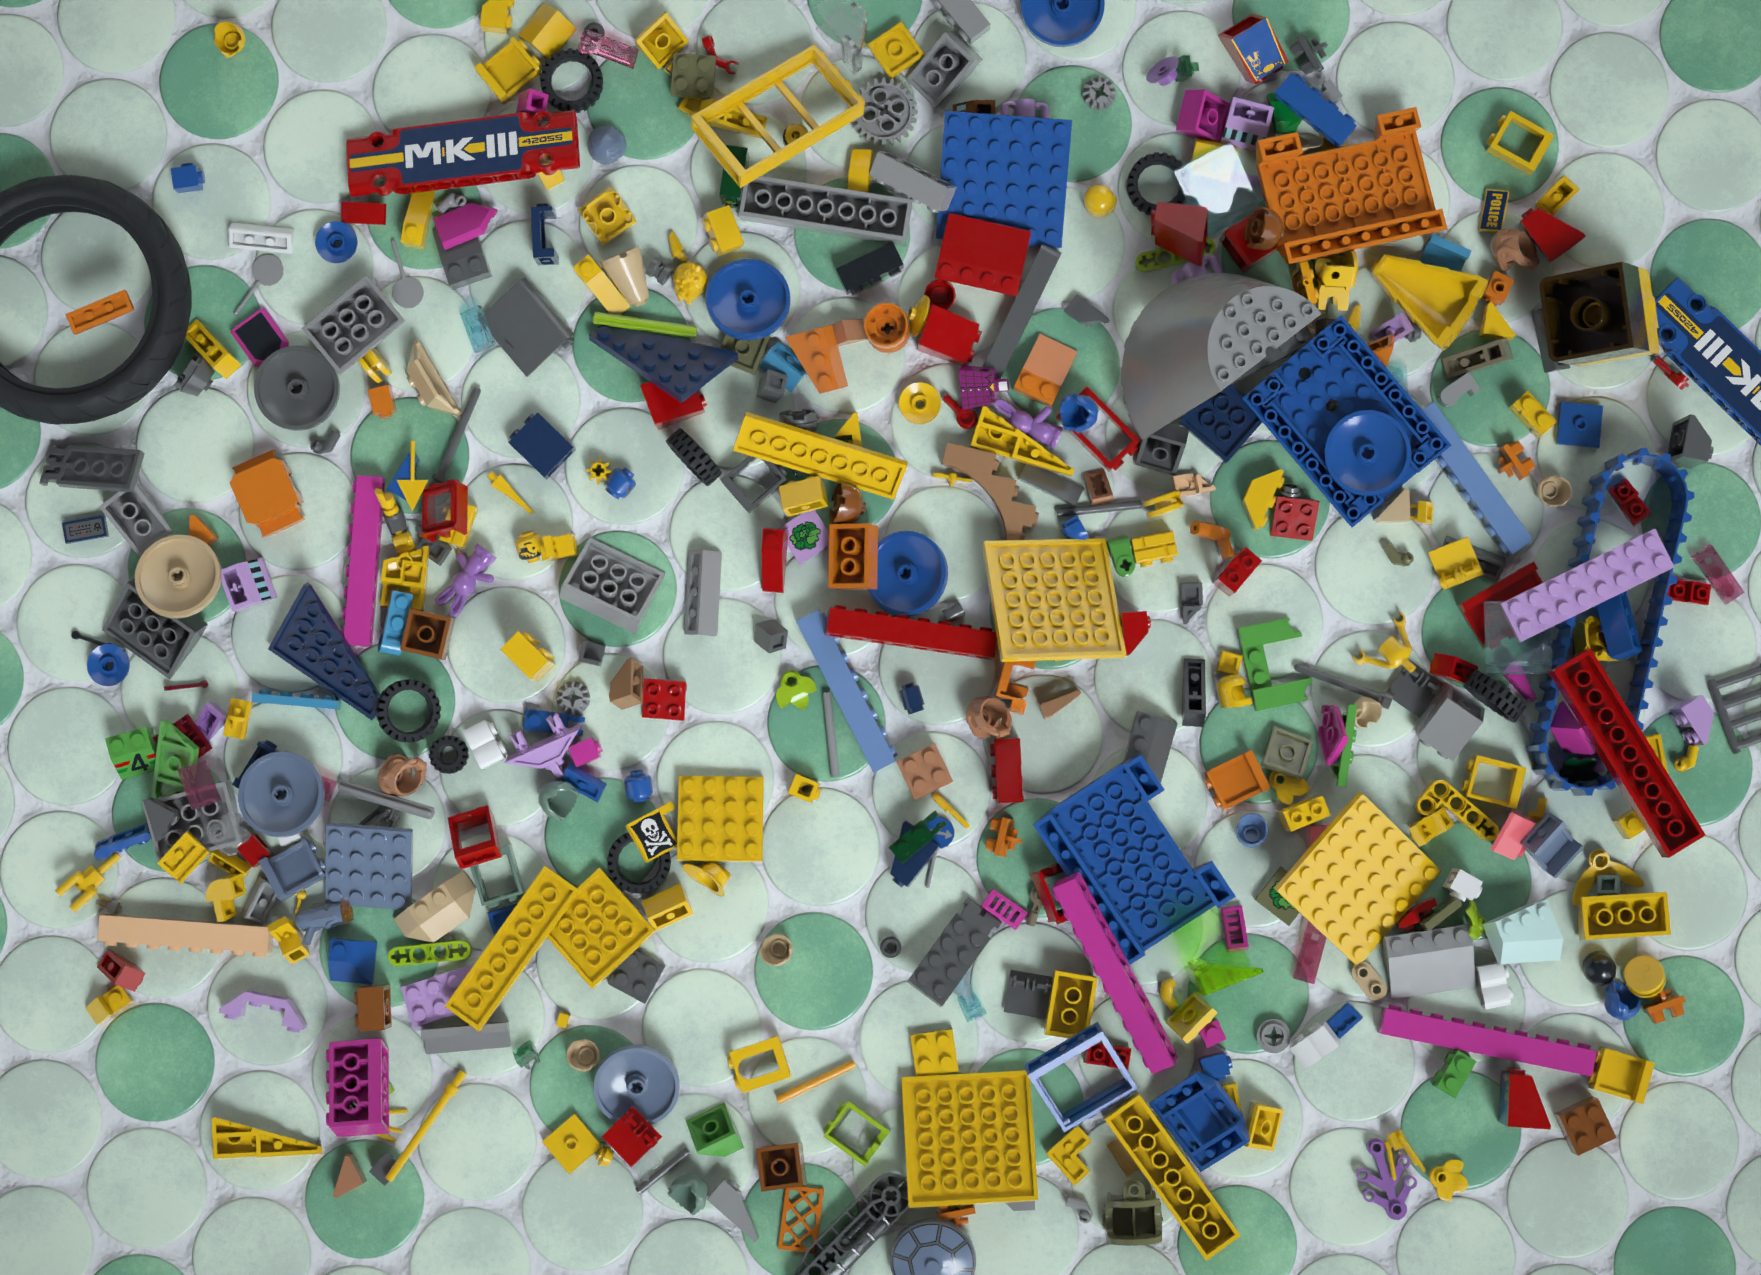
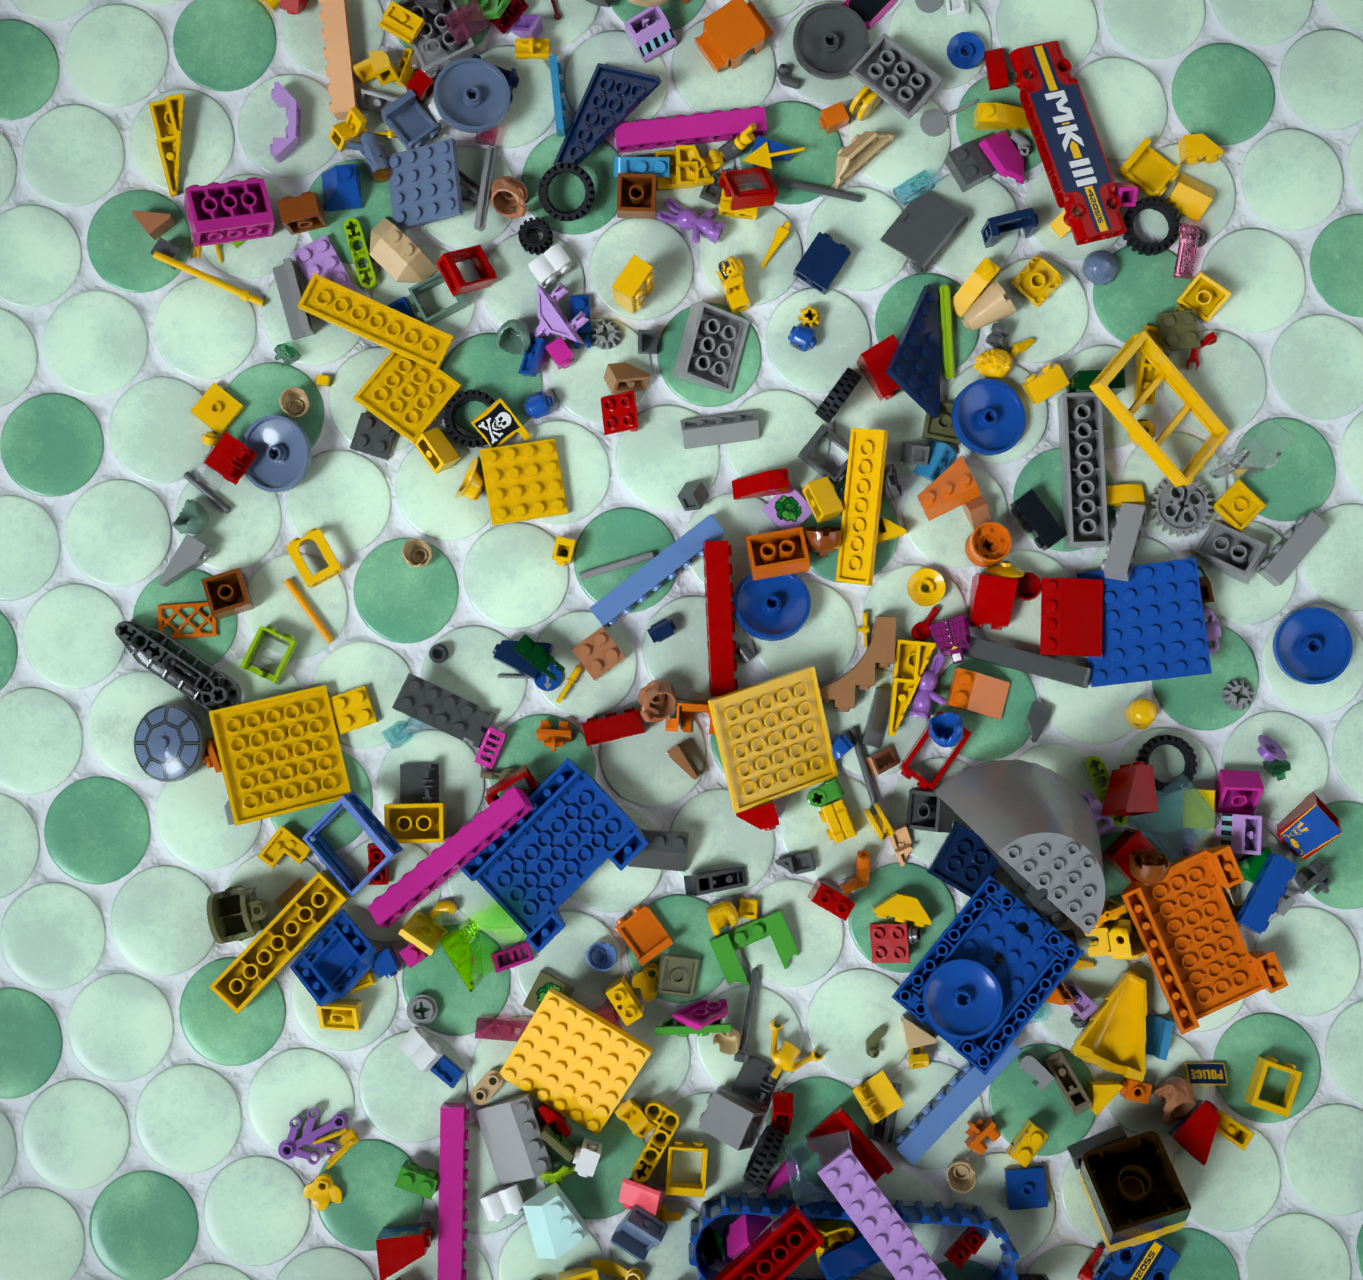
camera: 75 degrees right, 0 degrees up
(715, 1132) = (247, 530): bright green slope -> none
(795, 693) = (646, 528): lime plate -> none
(1082, 1207) = (240, 866): light grey arm -> none

